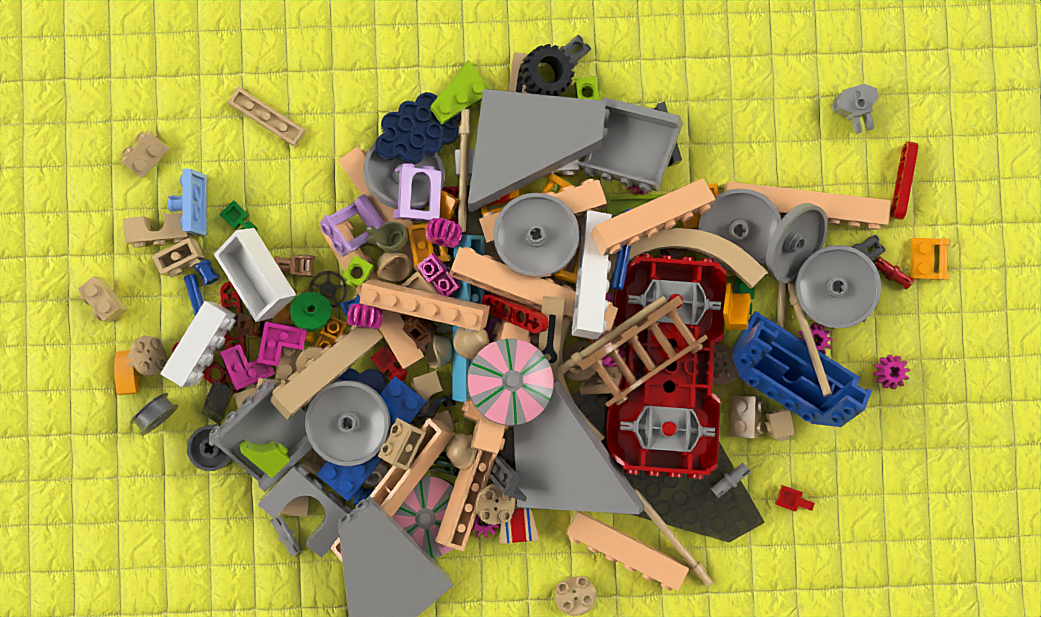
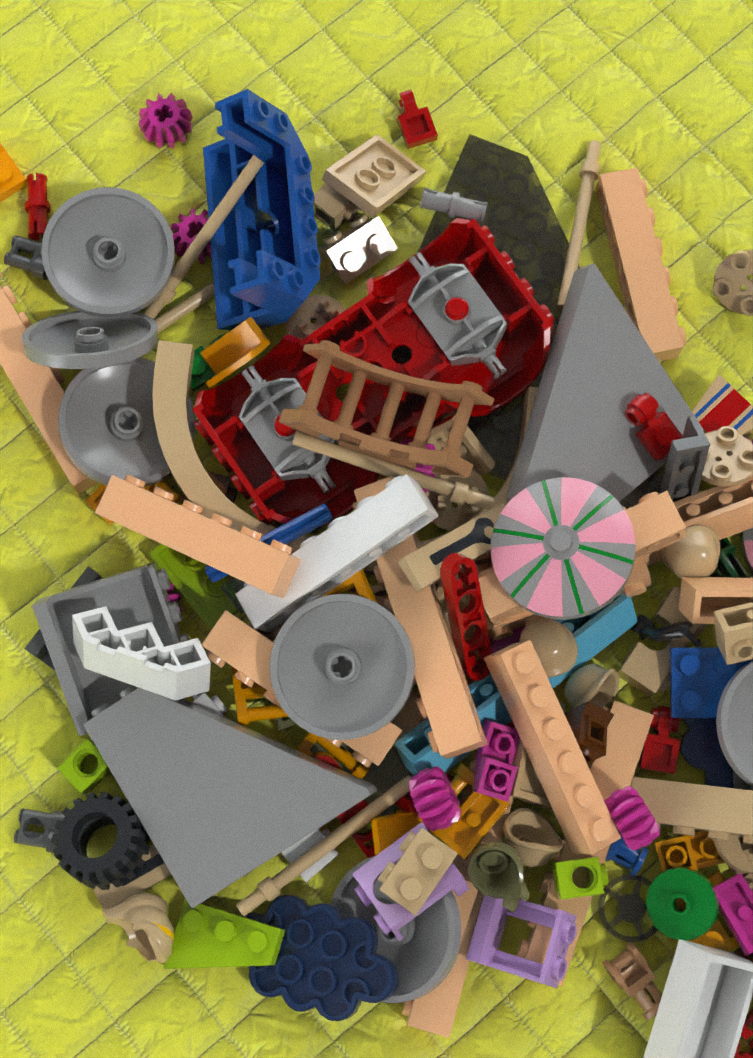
camera: 125 degrees left, 10 degrees down
(417, 197) = (417, 870): none -> tan bracket
(494, 66) = (146, 925): none -> tan hair
(532, 480) = (657, 428): none -> red plate
(616, 147) = (139, 656): none -> white brick
(777, 452) = (373, 175): none -> tan plate

